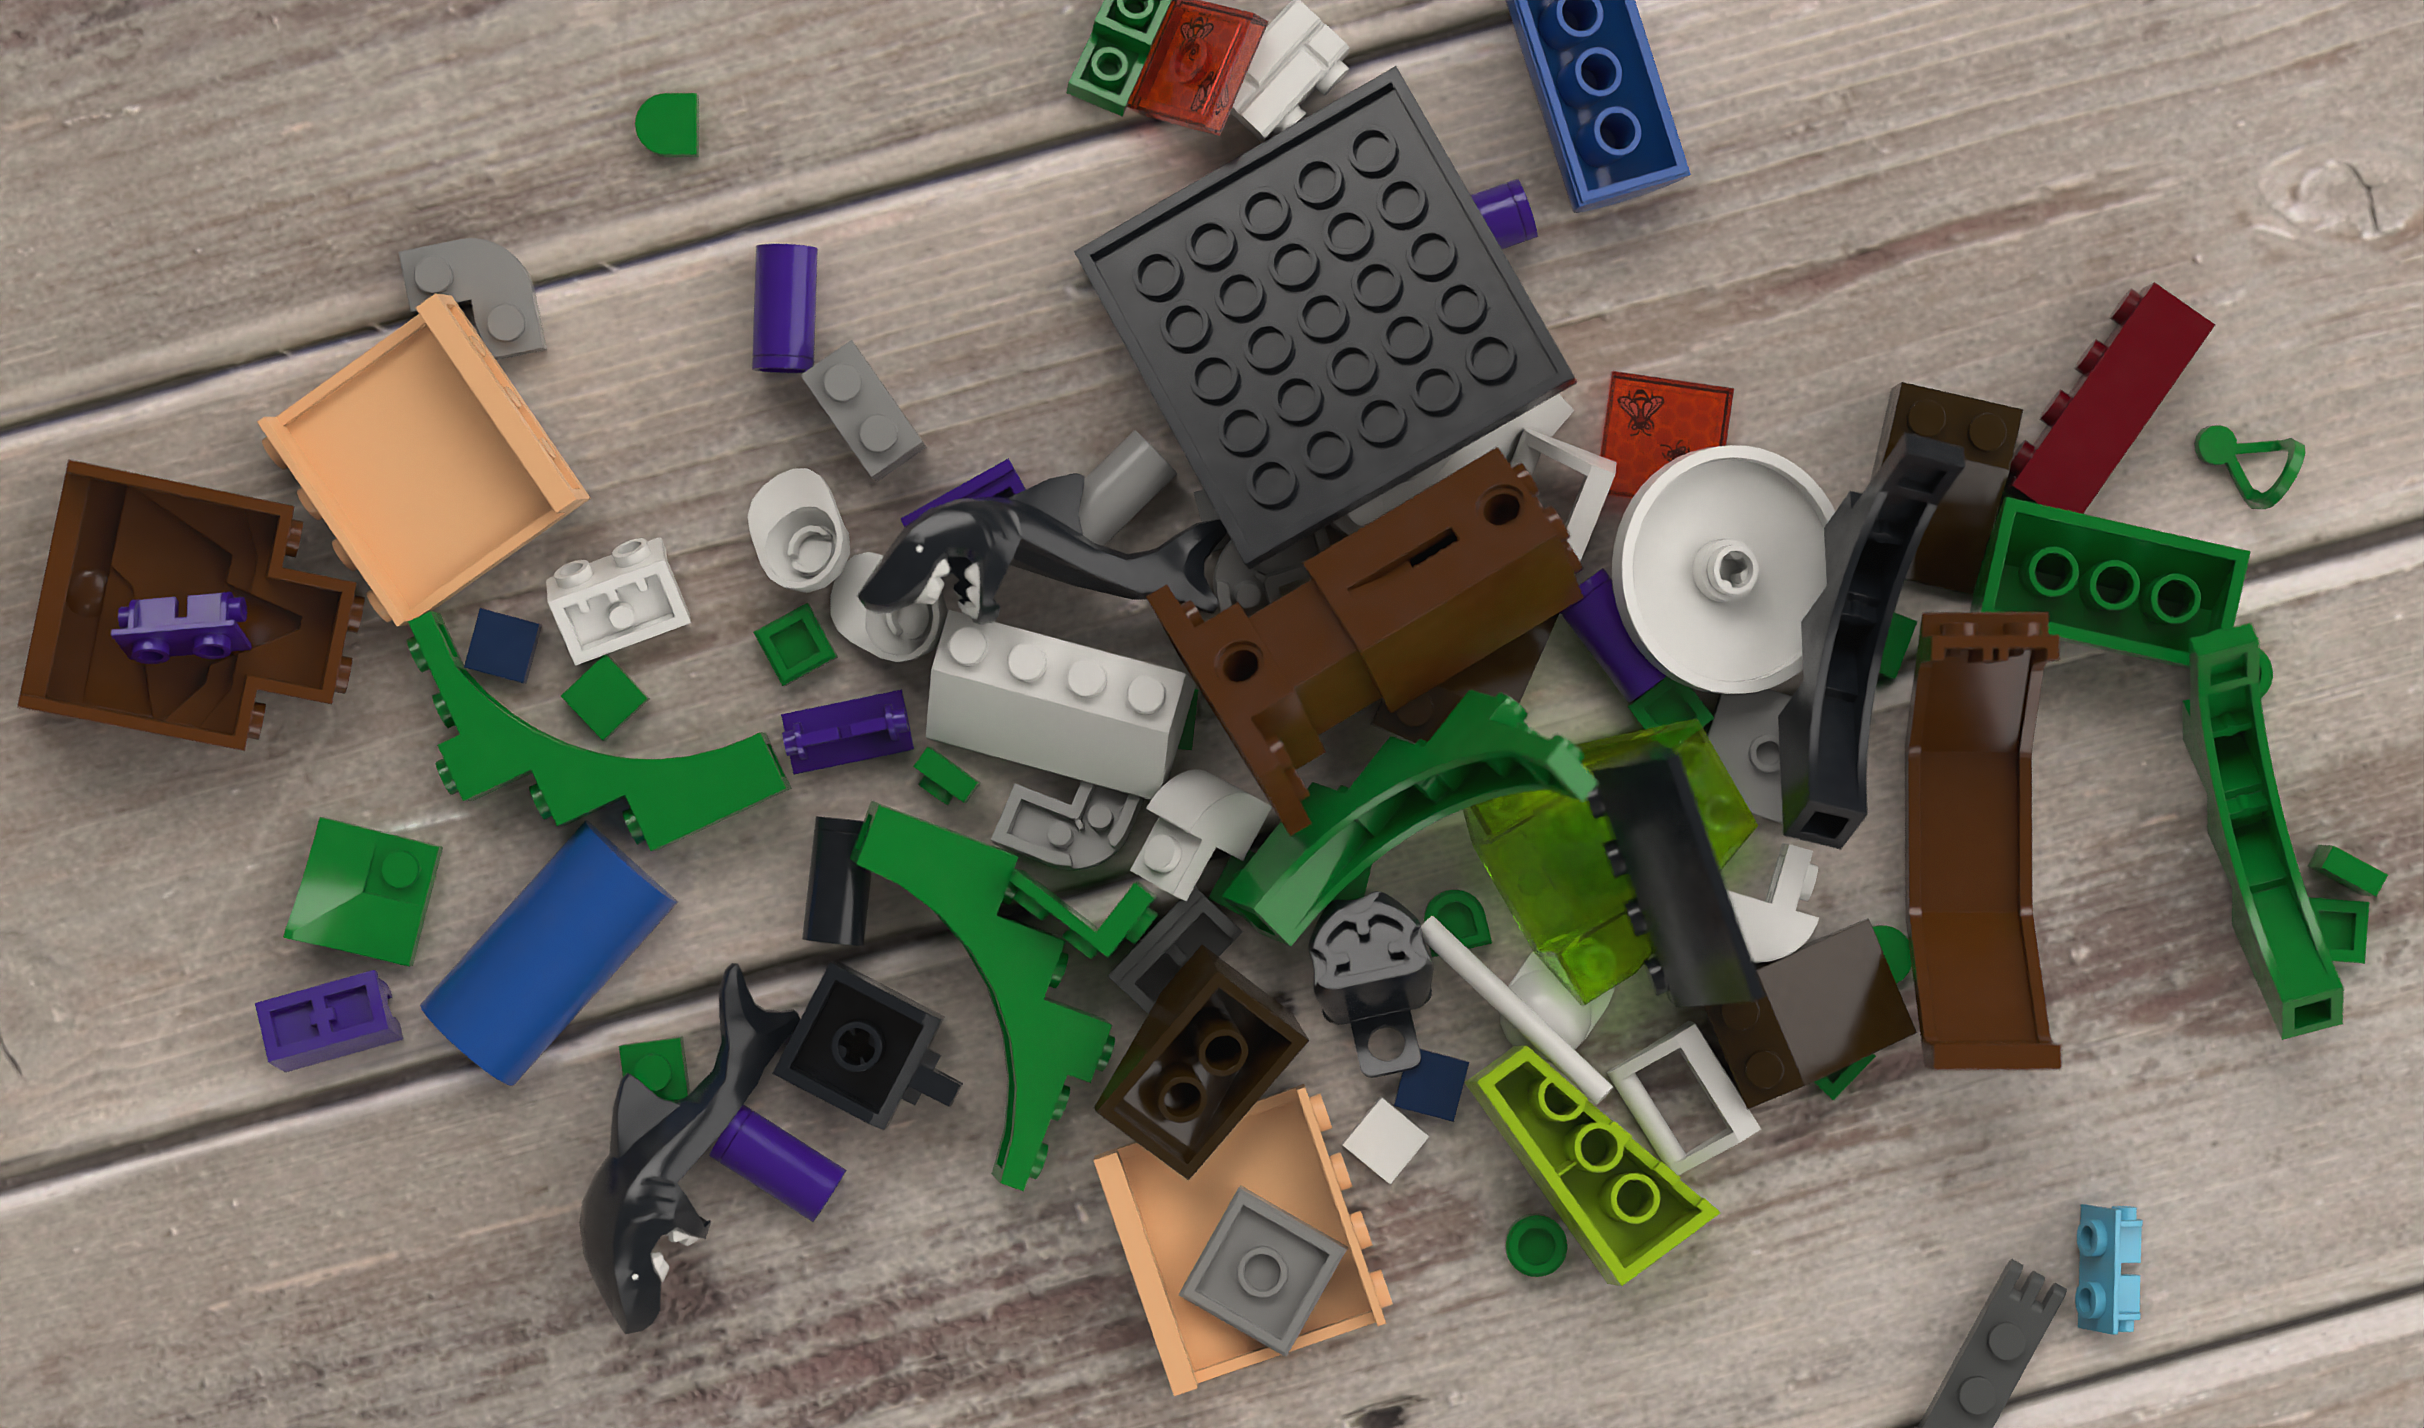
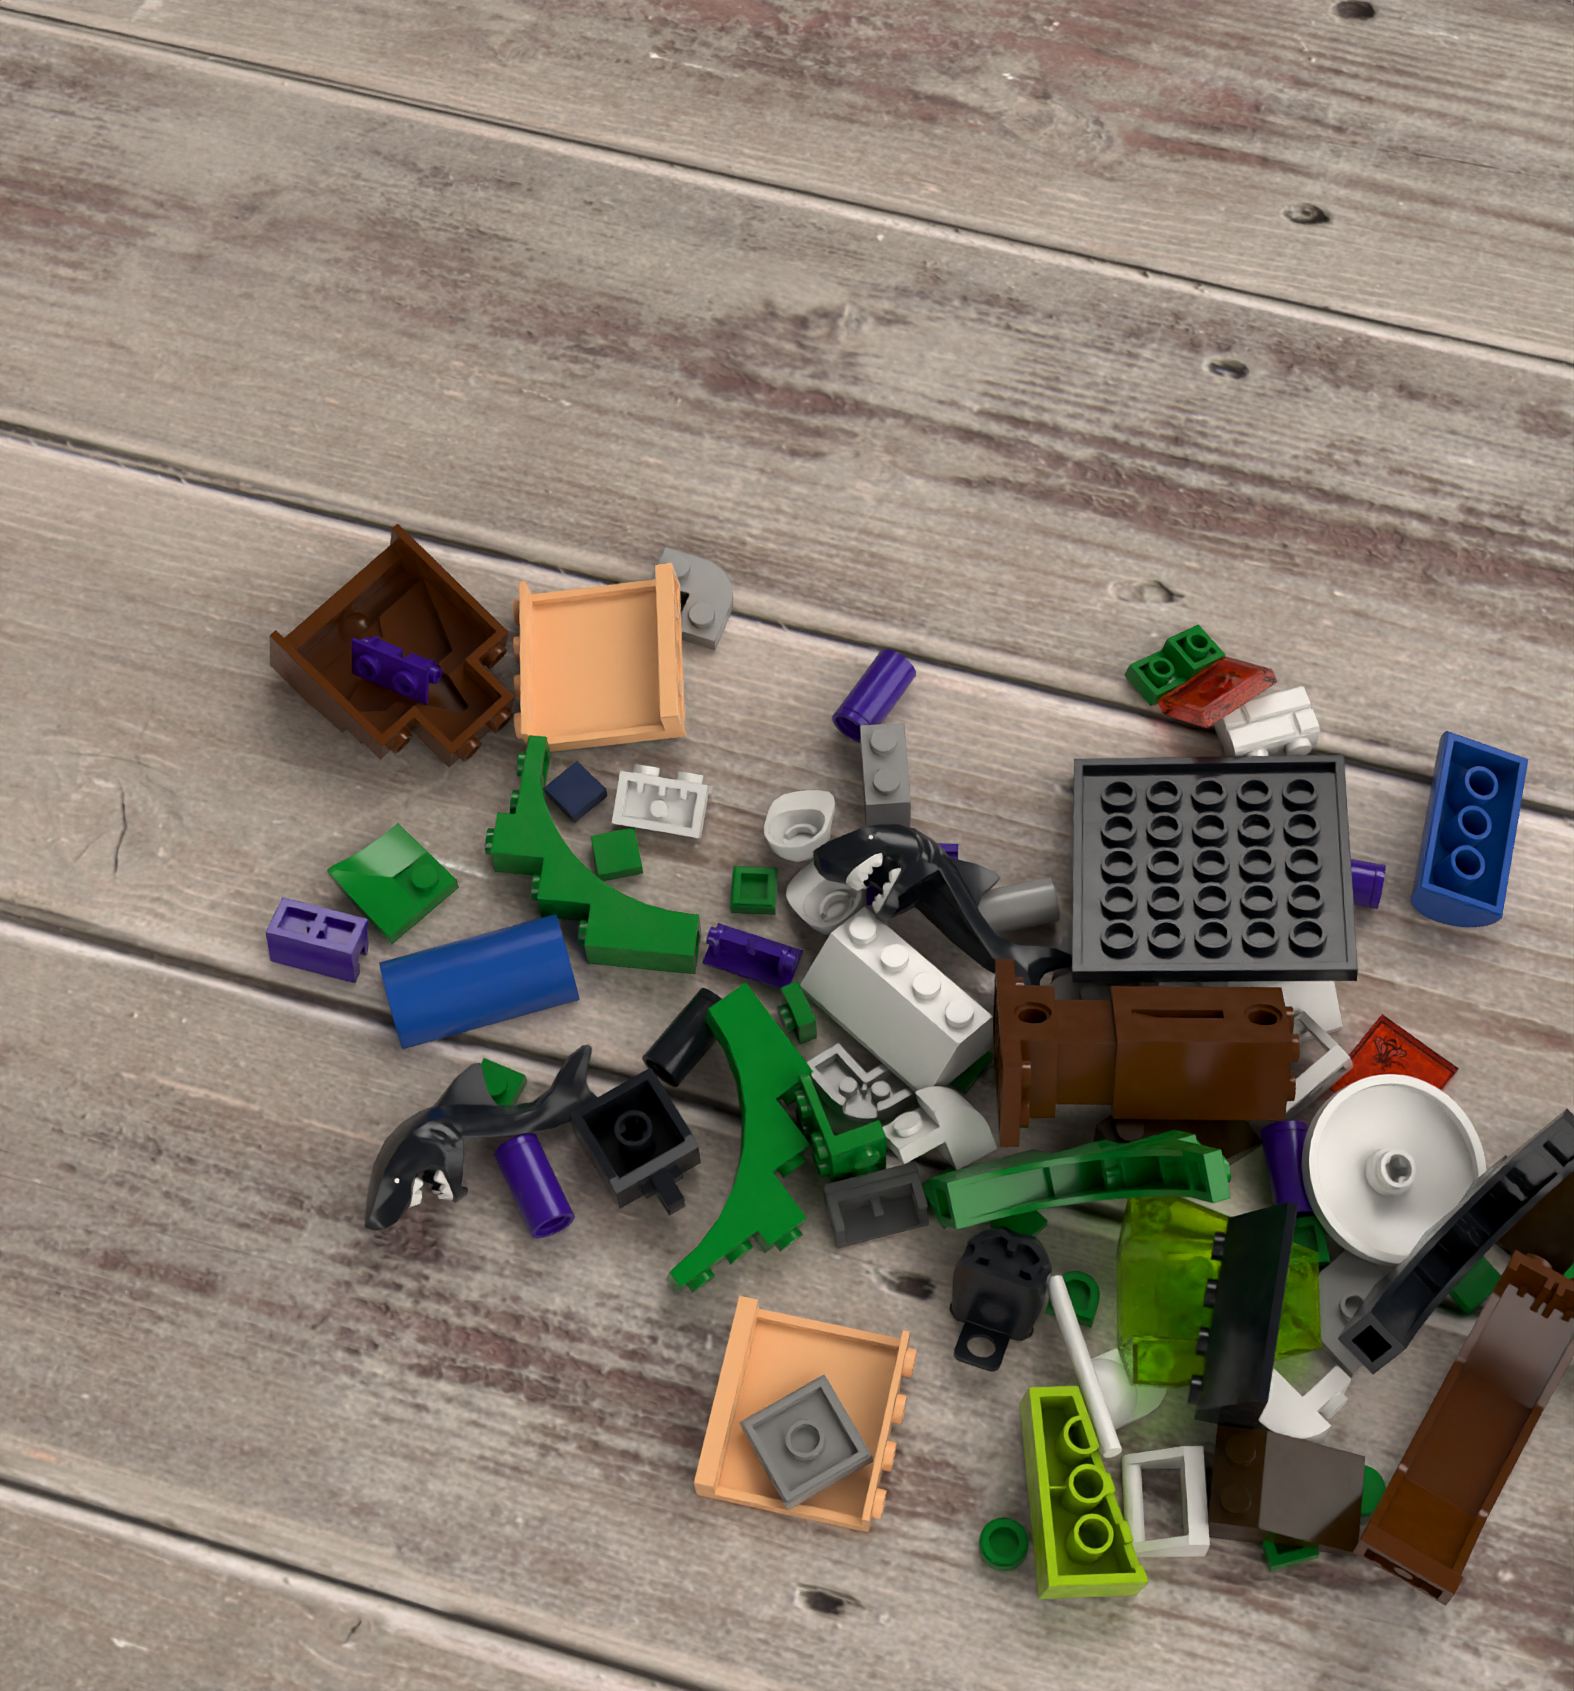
camera: 30 degrees right, 25 degrees down
(670, 124) = (871, 567): green tile -> none
(1199, 1062) = (846, 1274): dark brown slope -> none
(1385, 1140) = (942, 1411): white tile -> none
(1433, 1085) = (995, 1394): dark blue tile -> none

